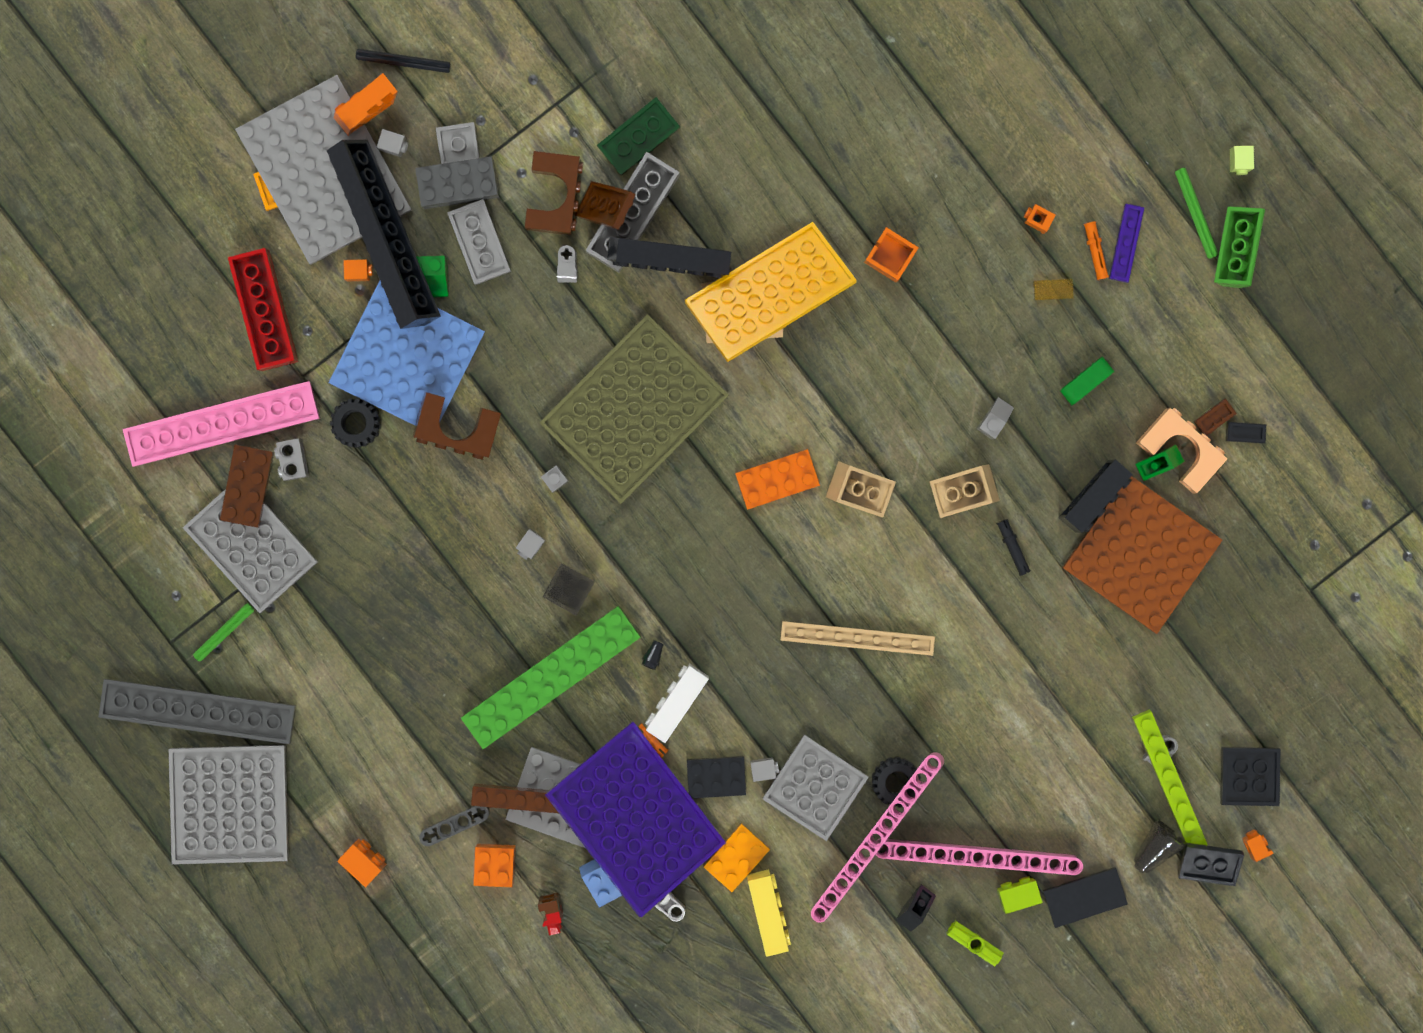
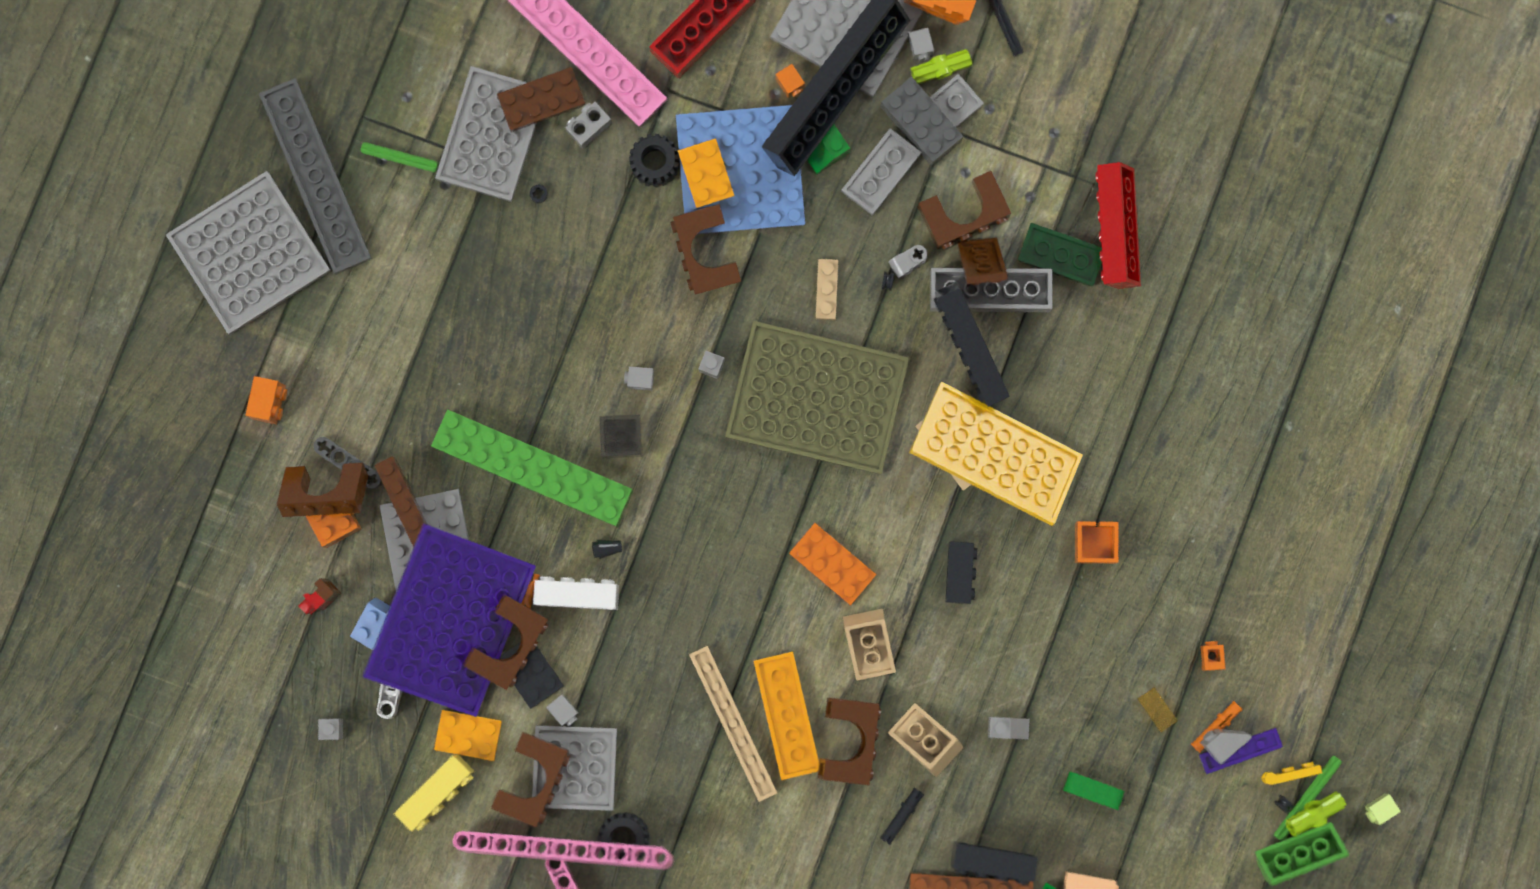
camera: 65 degrees right, 5 degrees down
(319, 538) = (533, 191): none -> black bush
(393, 387) = (706, 173): none -> light orange plate
(421, 138) = (941, 66): none -> lime piece
(484, 847) = (343, 499): none -> reddish brown arch
(549, 346) = (826, 289): none -> tan plate
(573, 292) = (887, 281): none -> black bush
(643, 75) = (1118, 225): none -> red brick
(664, 966) = (330, 729): none -> light grey brick
(703, 798) = (503, 671): none -> reddish brown arch
(828, 842) = (552, 760): none -> reddish brown arch
(848, 380) = (960, 573): none -> black brick
(877, 590) = (787, 715): none -> light orange plate
(954, 559) = (859, 767): none -> reddish brown arch
(1114, 252) = (1224, 743): none -> light grey slope
(1169, 214) = (1290, 773): none -> yellow plate
(1190, 235) = (1284, 804): none -> black bush
(1213, 214) = (1315, 813): none -> lime piece

